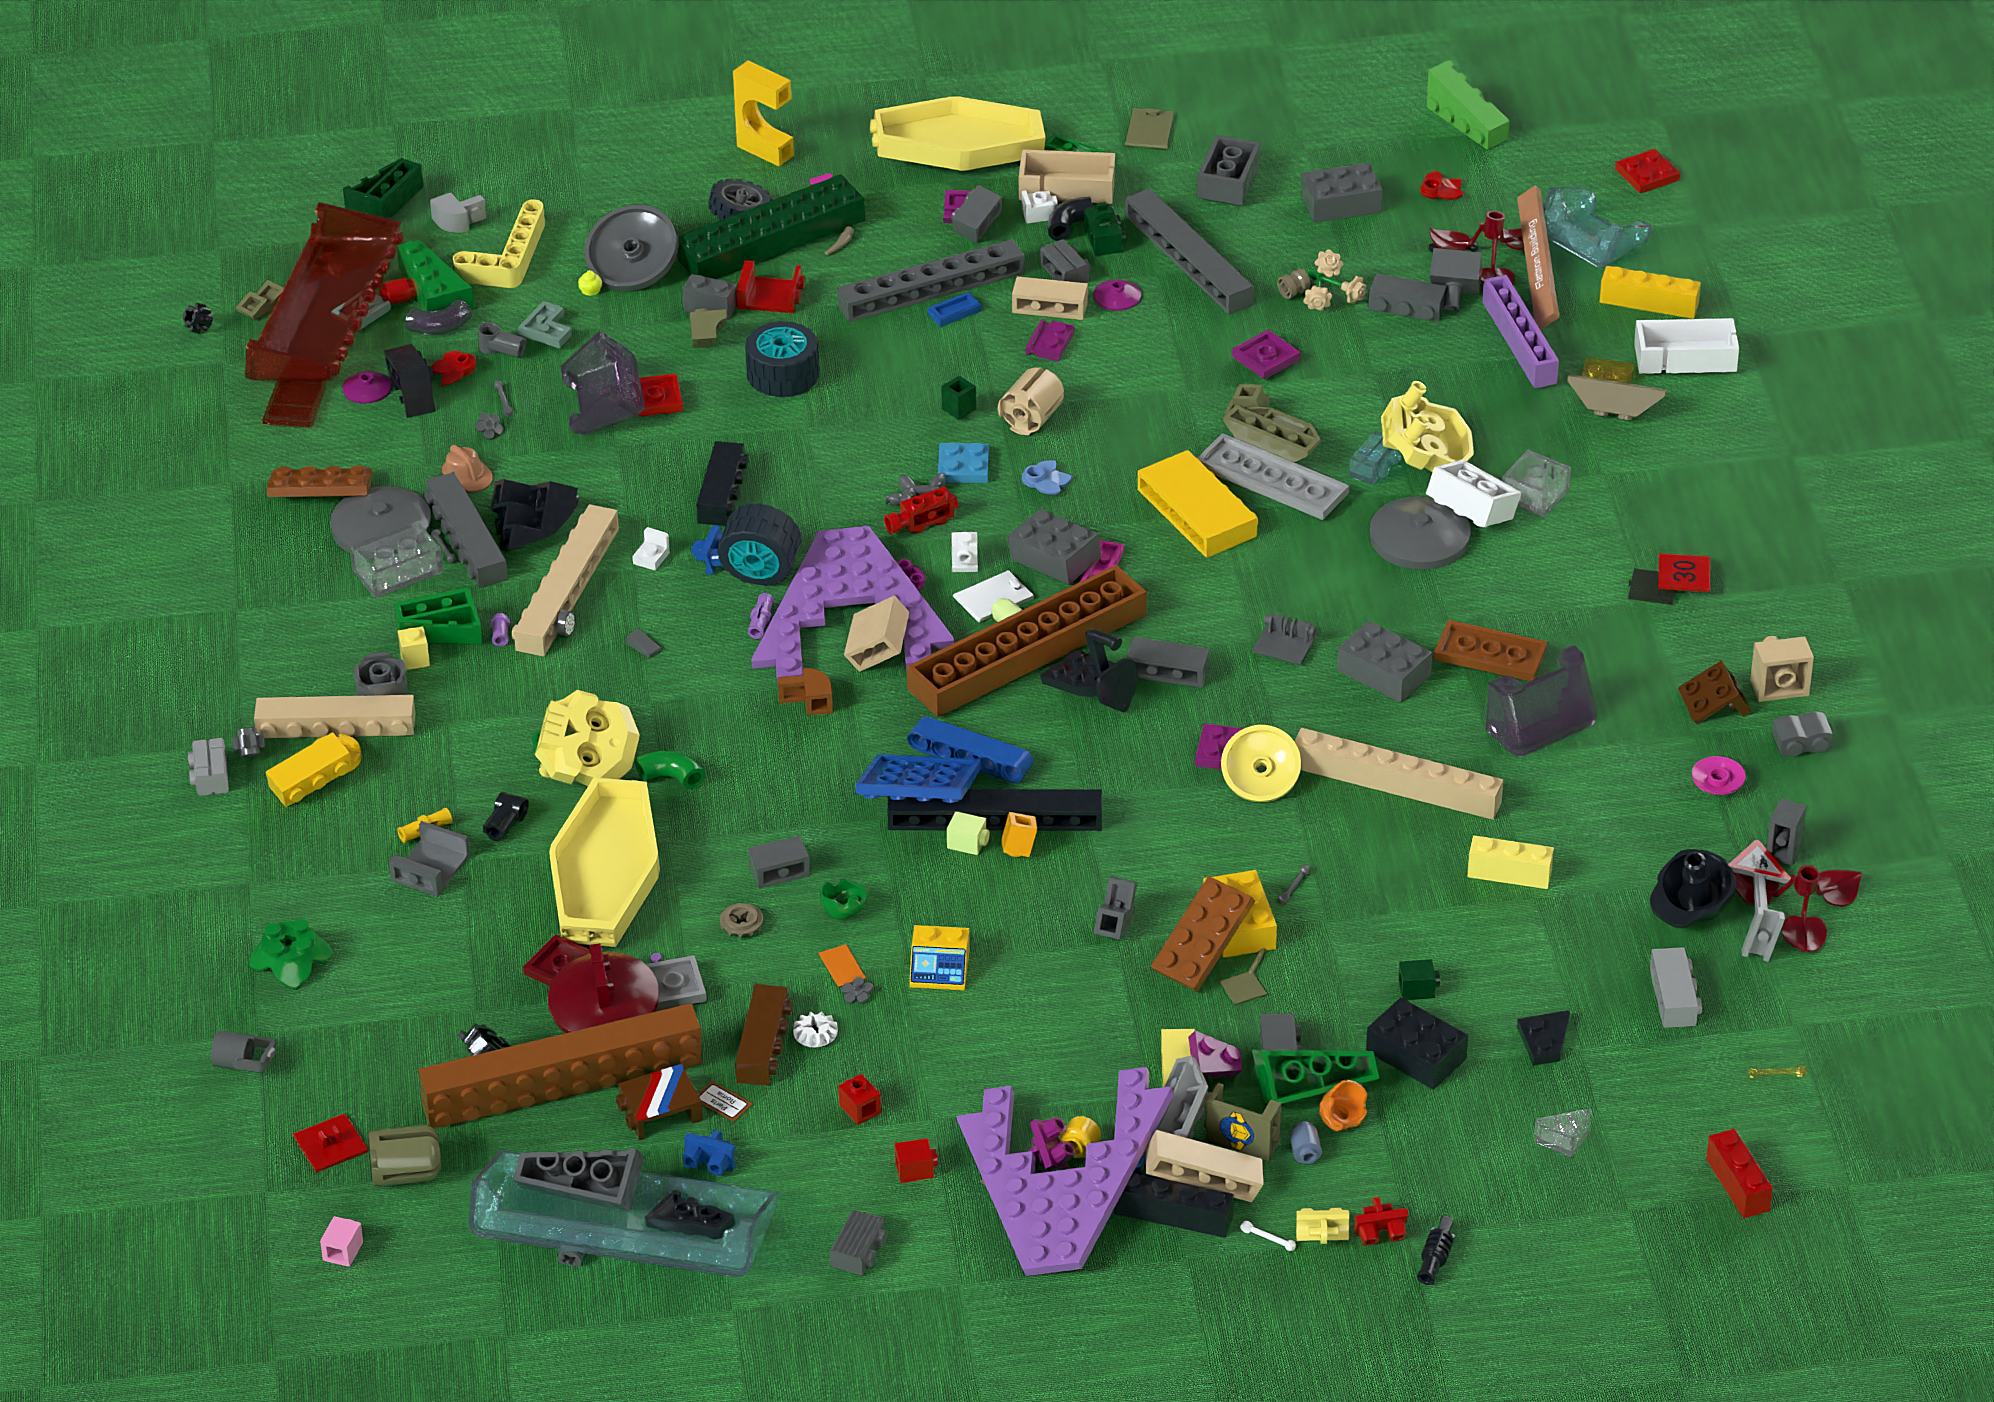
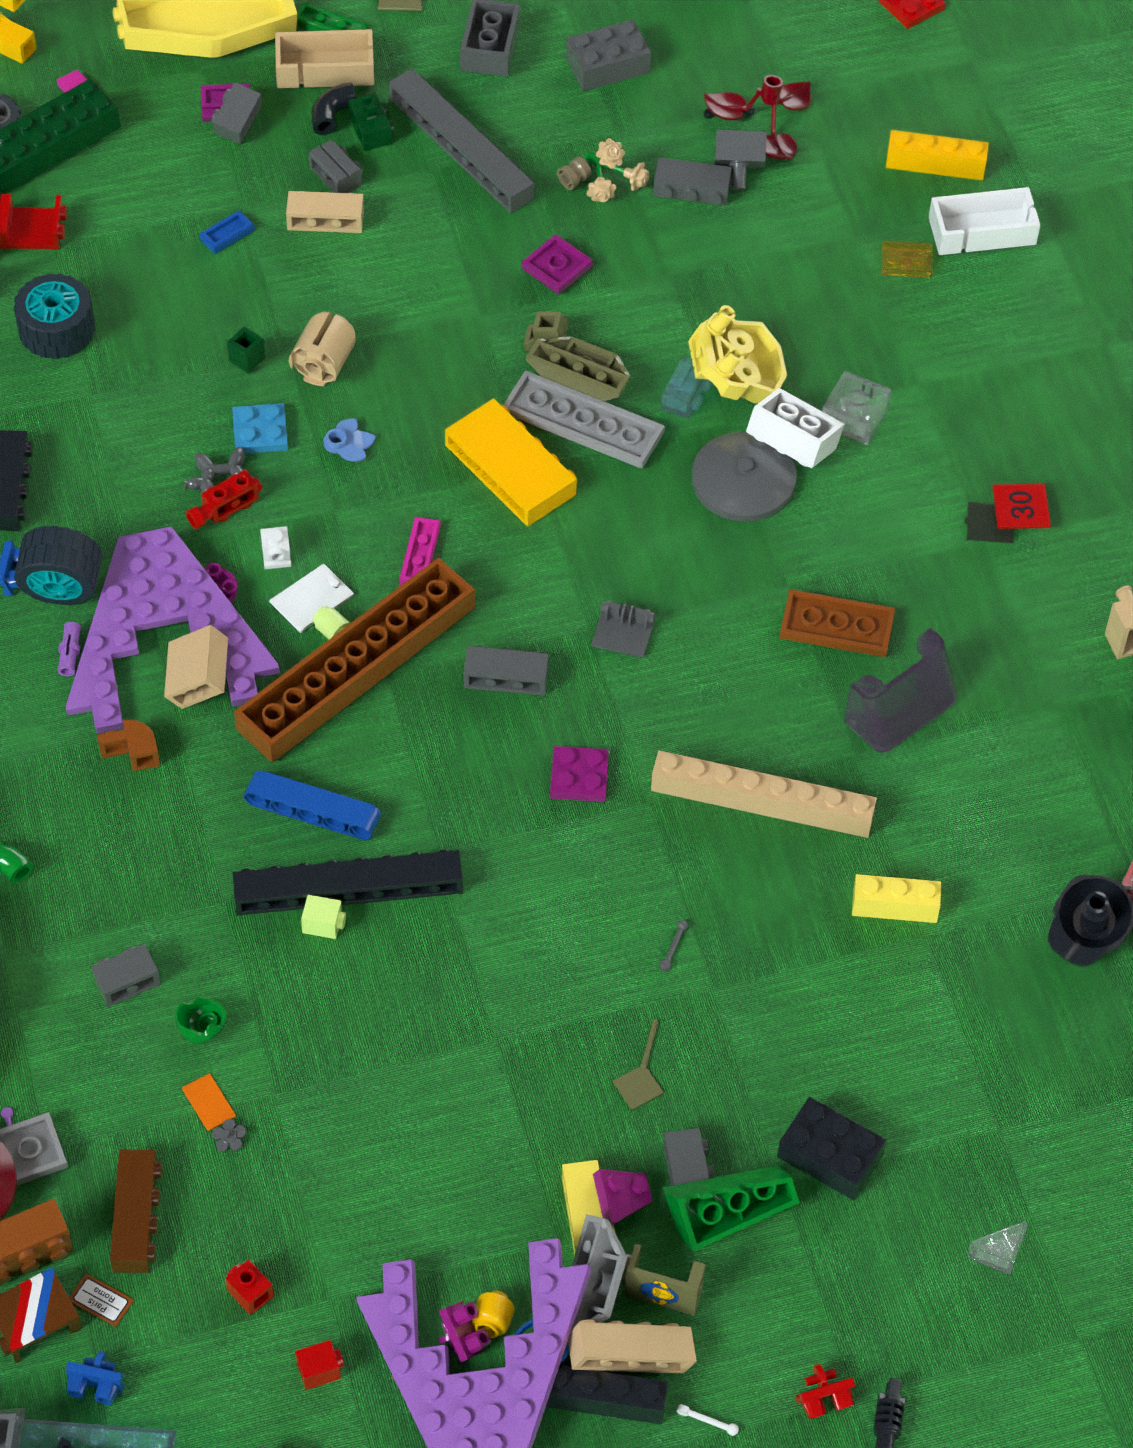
camera: 10 degrees left, 15 degrees up
(738, 913) = (89, 1045): dark tan gear -> none
(807, 1035) = (182, 1204): white gear -> none
(843, 240) = (100, 154): dark tan helmet -> none
(918, 777) = (263, 855): blue plate -> none
(930, 280) = (198, 199): dark grey brick -> none
(939, 957) = (312, 1087): slope -> none
(1019, 834) = (378, 916): light orange brick -> none
(1038, 206) = (298, 96): white brick -> none
(1050, 340) = (331, 263): magenta plate -> none
(1054, 546) = (369, 534): dark grey brick -> none
(1094, 674) = (432, 699): black plate -> none
(1117, 295) = (393, 199): magenta dish -> none
(1118, 910) = (493, 1006): dark grey brick -> none
(1202, 934) = (590, 1033): dark orange plate -> none
(1259, 925) = (623, 995): yellow brick -> none
(1261, 747) = (642, 794): light yellow dish -> none
(1305, 1142) = (732, 1293): sand blue brick -> none
(1322, 1225) = (764, 1404): light yellow hips -> none
(1344, 1106) = (766, 1244): orange hair -> none
(1384, 661) = (731, 649): dark grey brick -> none
(1418, 979) = (820, 1062): dark green brick -> none
(1437, 186) = (707, 38): red plate -> none
(1520, 331) = (814, 216): medium lavender brick -> none
(1538, 257) = (819, 122): nougat tile -> none
(1544, 1036) = (960, 1119): black wing -> none
(1576, 228) = (861, 85): clear light blue windscreen -> none
(1614, 396) = (922, 291): dark tan wedge -> none
(1675, 987) = (1087, 1044): light grey brick -> none
(1712, 692) = (1071, 658): reddish brown bracket -> none
(1718, 775) = (1093, 754): dark pink dish -> none

